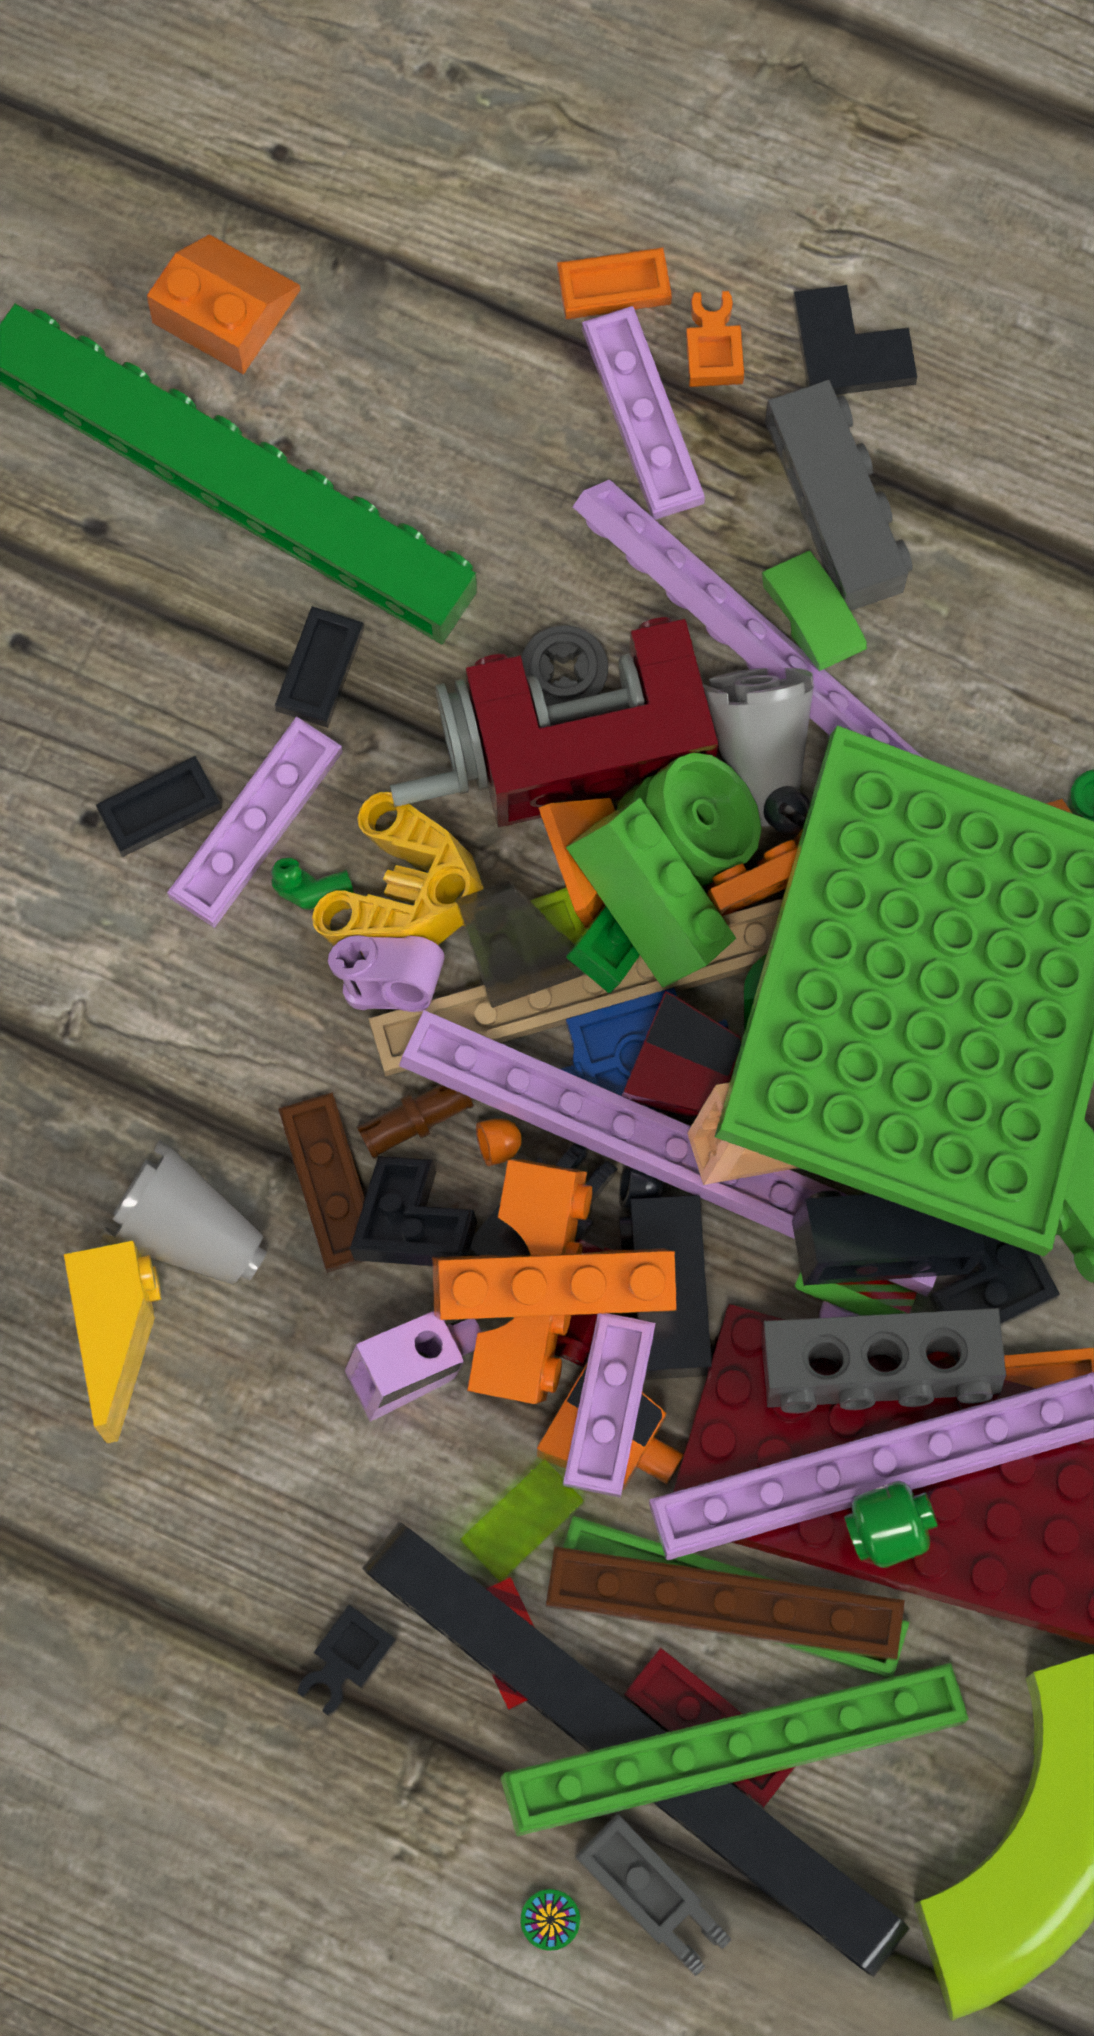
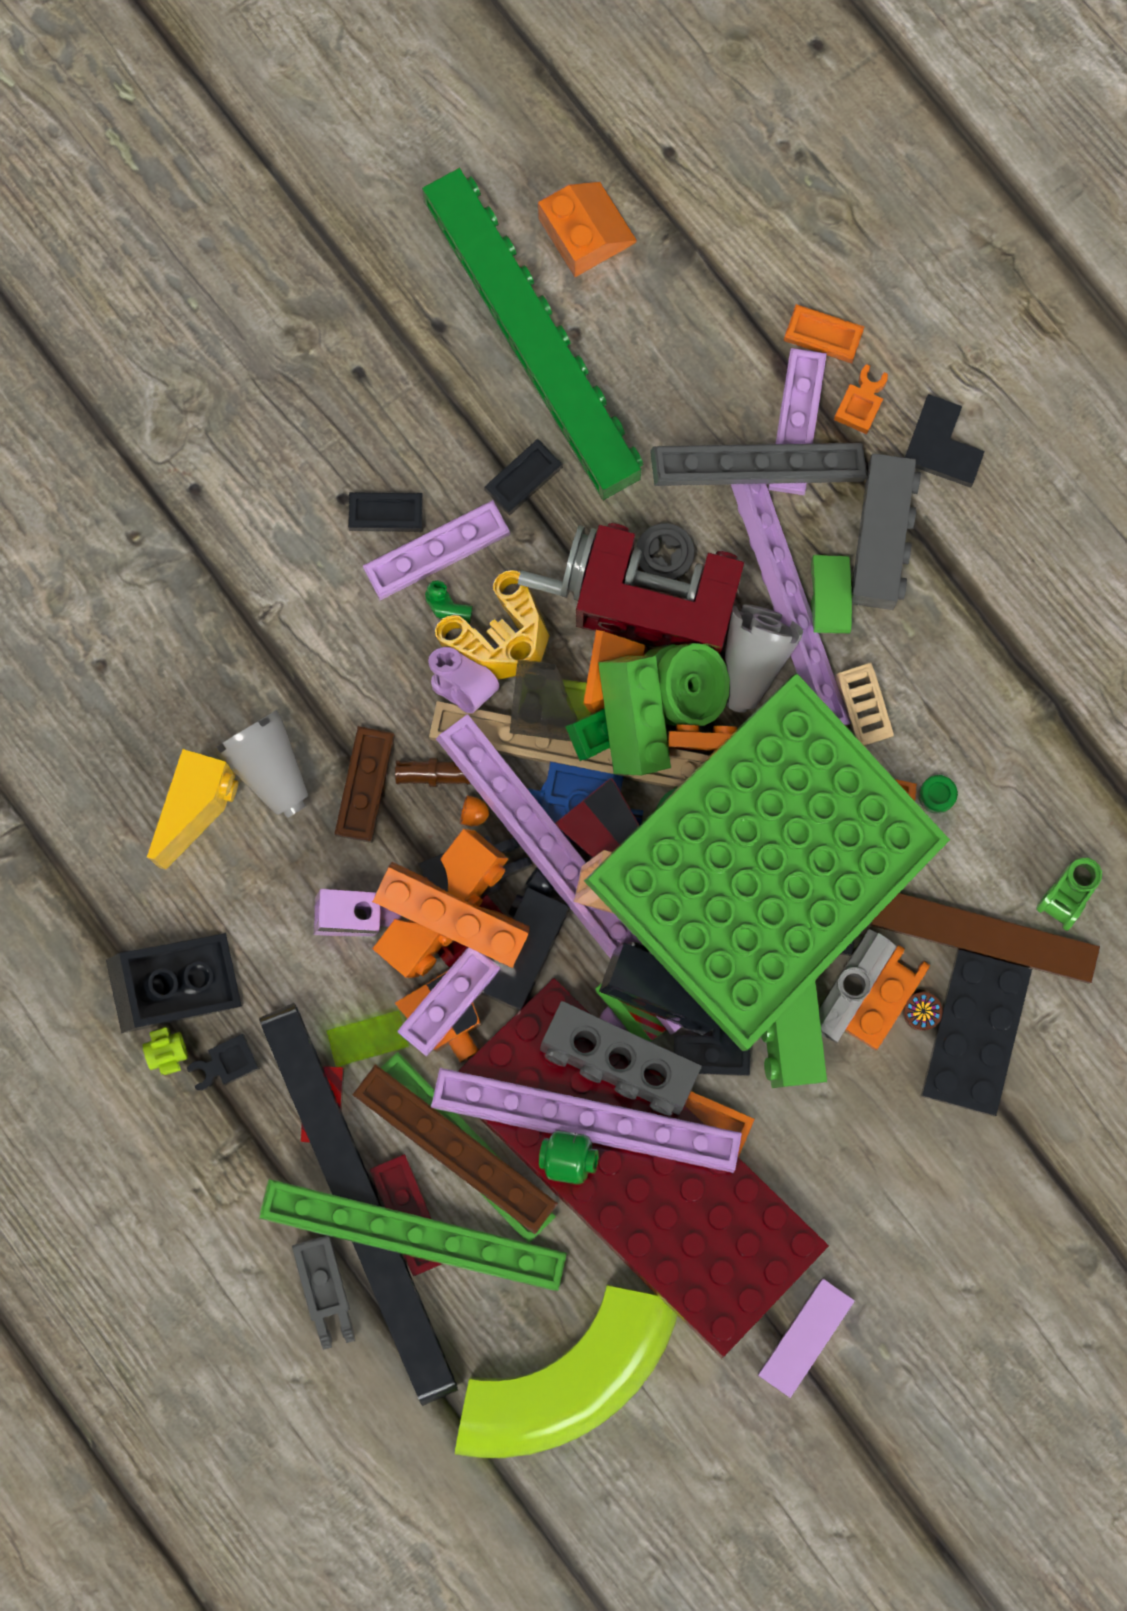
camera: 30 degrees right, 5 degrees up
(213, 1587) = (173, 982): none -> black slope
(255, 1685) = (165, 1051): none -> lime gear
(400, 1226) = (387, 830): black tile -> none
(550, 1920) = (259, 1273): tile -> none
(625, 489) = (758, 464): none -> dark grey tile
(776, 805) = (746, 697): black hinge -> none
(935, 704) = (872, 686): none -> tan slope

